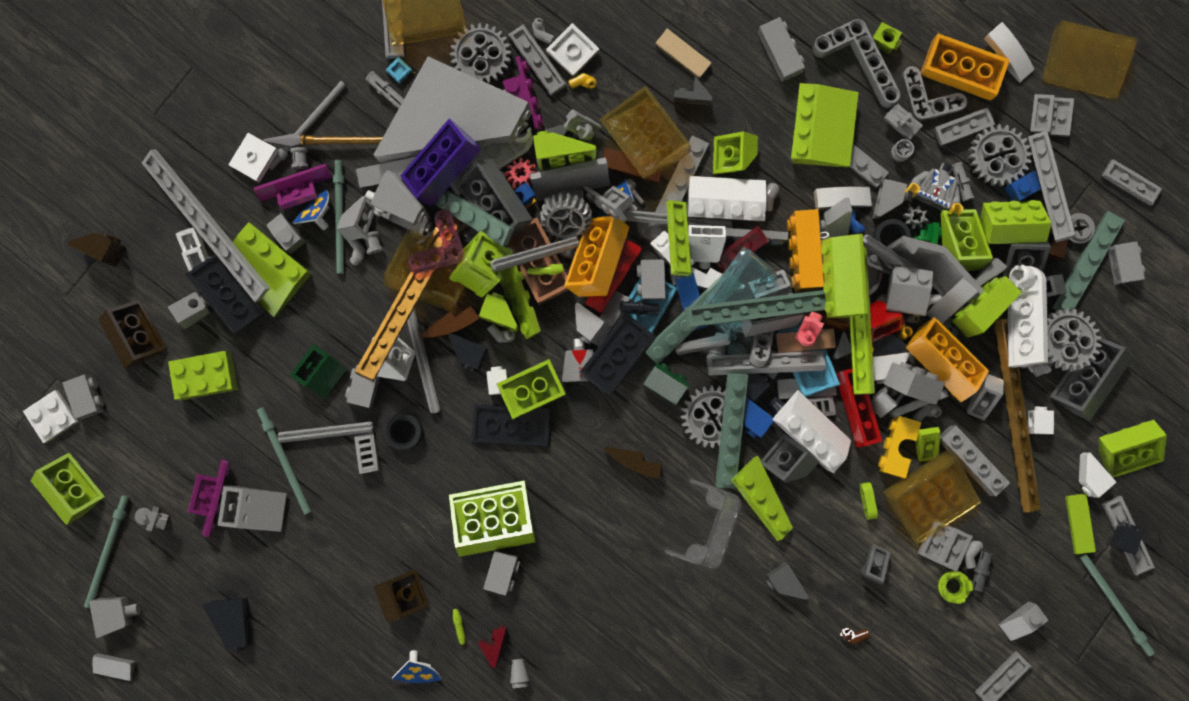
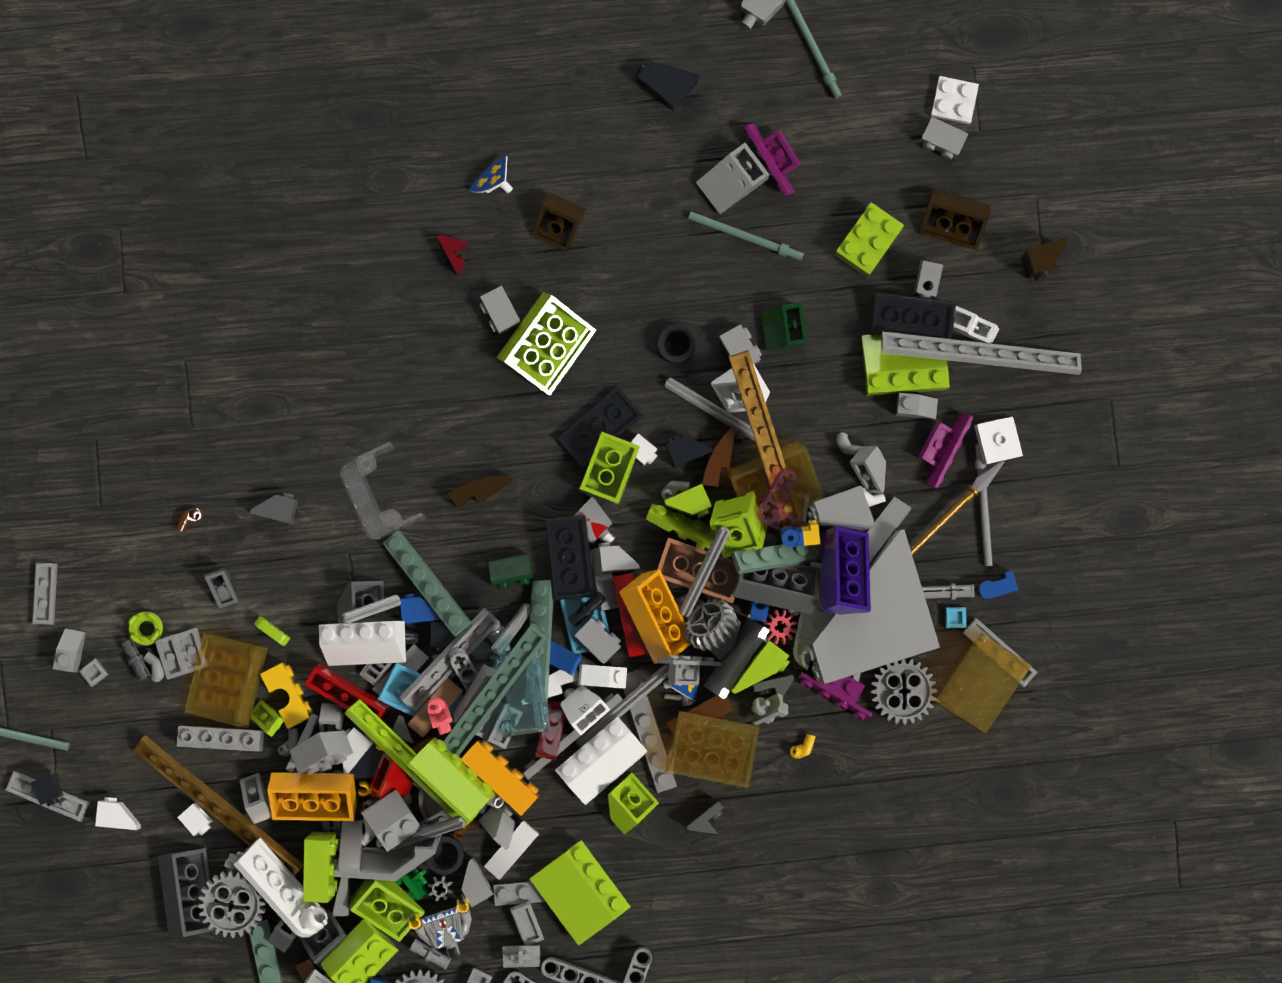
camera: 135 degrees right, 0 degrees up
(67, 488) = (887, 60): lime slope -> none
(151, 518) = (800, 100): light grey hips -> none
(299, 158) = (962, 474): light grey bush -> none
(315, 211) = (910, 444): shield -> none
(323, 432) = (735, 287): light grey axle -> none
(338, 180) = (916, 486): sand green bar -> none
(350, 61) = (993, 589): none -> blue leg
(373, 243) = (841, 463): light grey bush -> none
(376, 465) = (671, 297): light grey slope -> none
(446, 215) = (801, 535): none -> leg
(457, 620) = (497, 243): lime piece -> none
(519, 675) = (414, 249): light grey cone -> none
(537, 60) = (856, 730): light grey tile -> none
(539, 31) = (875, 754): light grey arm -> none
(553, 269) = (681, 573): lime piece -> none
(572, 50) = (835, 764): white plate -> none
(678, 238) = (607, 690): lime tile -> none
(683, 53) = (746, 846): tan tile -> none
(695, 425) = (458, 562): light grey gear -> none
(759, 493) = (359, 556): lime wing -> none
(771, 193) = (571, 799): light grey arm -> none
(781, 49) = (672, 924): light grey brick -> none
(788, 448) = (371, 609): none -> light grey axle
(855, 226) = (483, 836): blue arm -> none
(878, 140) = (527, 923): none -> light grey tile
(906, 149) = (500, 936): light grey wheel -> none
(1018, 590) = (93, 672): none -> light grey tile
(1080, 523) = (92, 769): lime tile -> none
(1132, 448) = (105, 866): lime slope -> none

